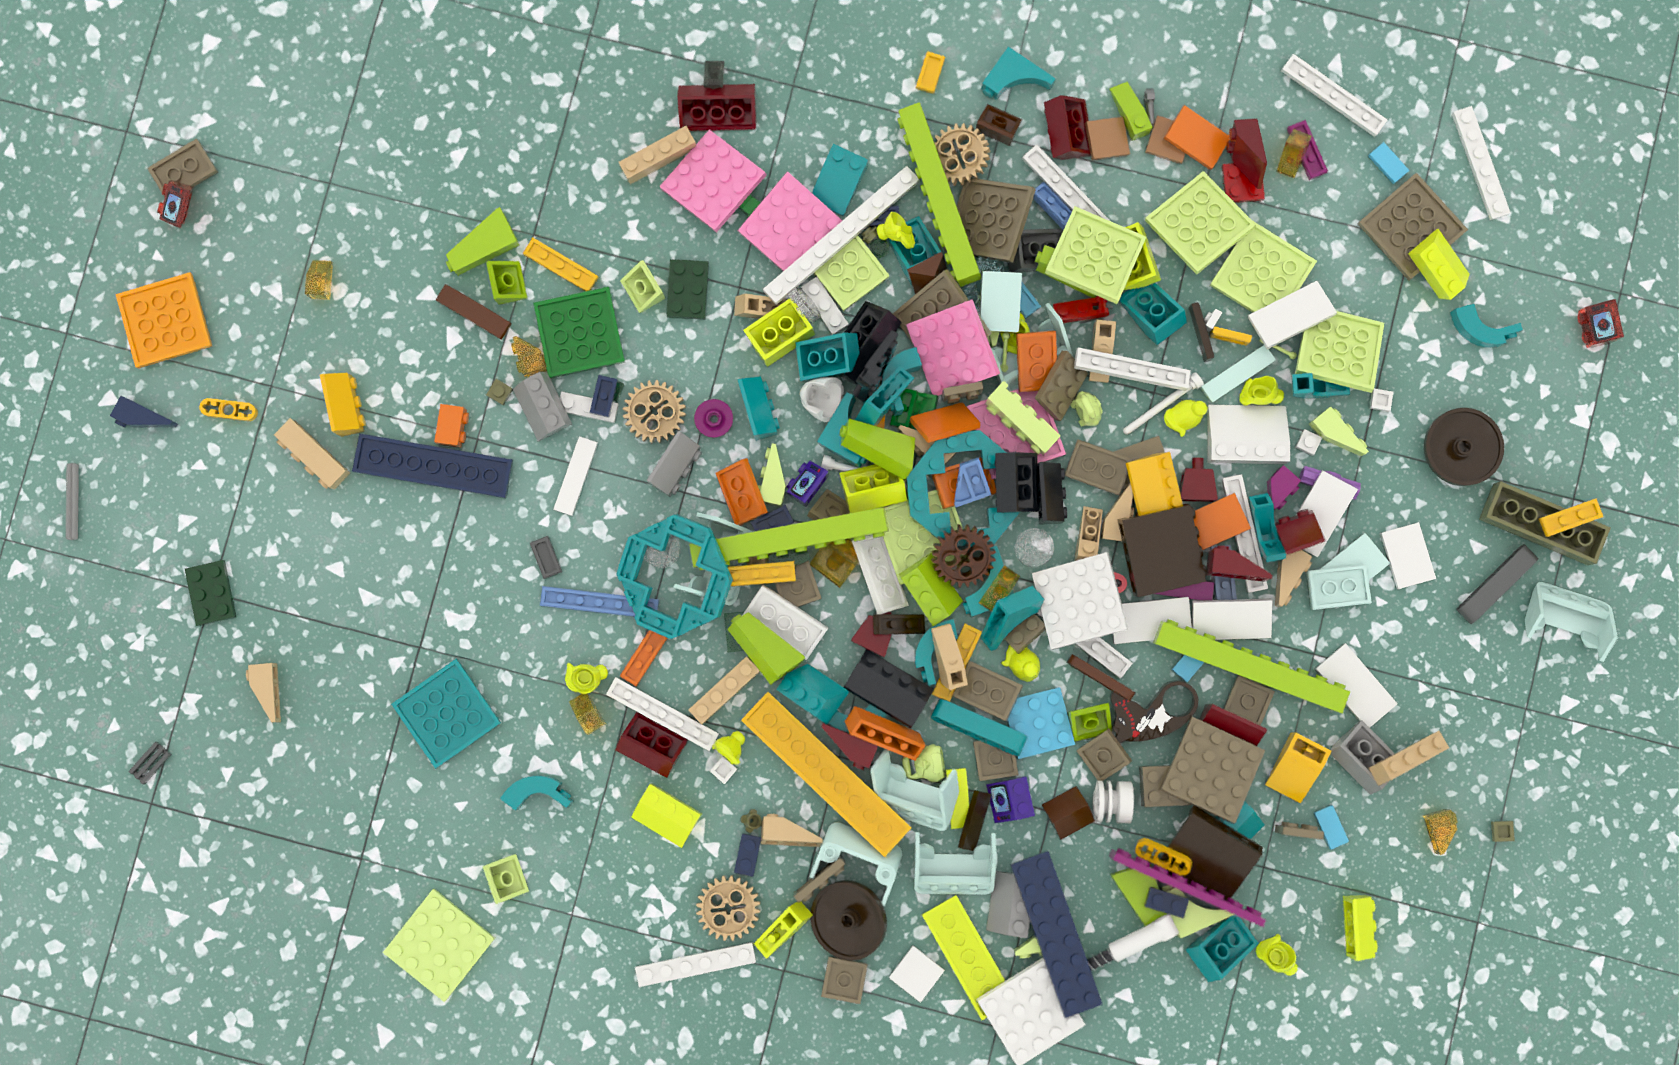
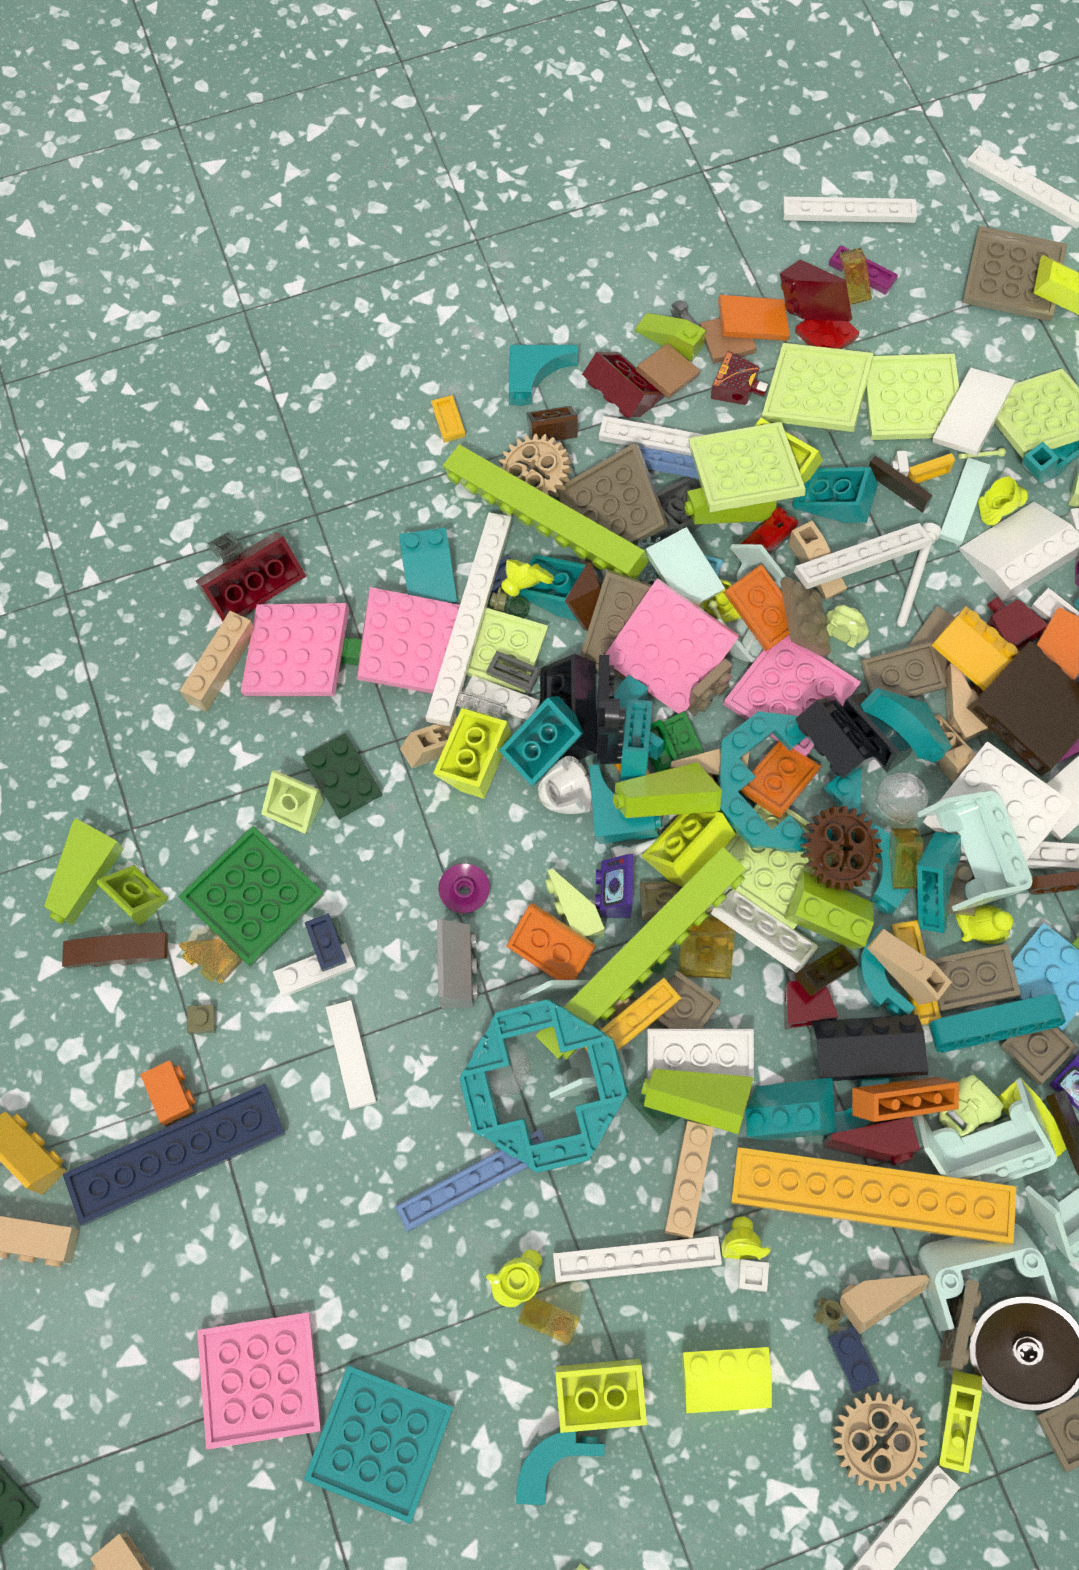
camera: 35 degrees left, 15 degrees down
(400, 632) = (258, 1380): none -> bright pink plate
(542, 405) = (260, 1001): light grey slope -> none
(546, 557) = (377, 1170): dark grey tile -> none
(560, 265) = (183, 839): yellow tile -> none
(587, 774) = (600, 1395): none -> neon yellow slope
(643, 398) = (371, 919): tan gear -> none
(643, 657) = (568, 1208): orange tile -> none
(651, 744) = (650, 1305): dark red slope -> none
(758, 407) = (505, 845): teal slope -> none
(776, 518) = (607, 948): dark blue plate -> none
(851, 307) = (509, 679): none -> dark grey tile
(945, 422) = (716, 727): orange tile -> none
(970, 483) = (791, 768): medium blue wing -> none
(1022, 419) = (791, 672): yellowish green wedge -> none
(1055, 621) = (988, 844): none -> light aqua windscreen
(1075, 505) = (911, 720): none -> teal arch
(1149, 179) = (737, 381): none -> dark red torso
(1185, 415) = (948, 568): neon yellow hair -> none
(1388, 163) = (946, 235): medium azure tile -> none

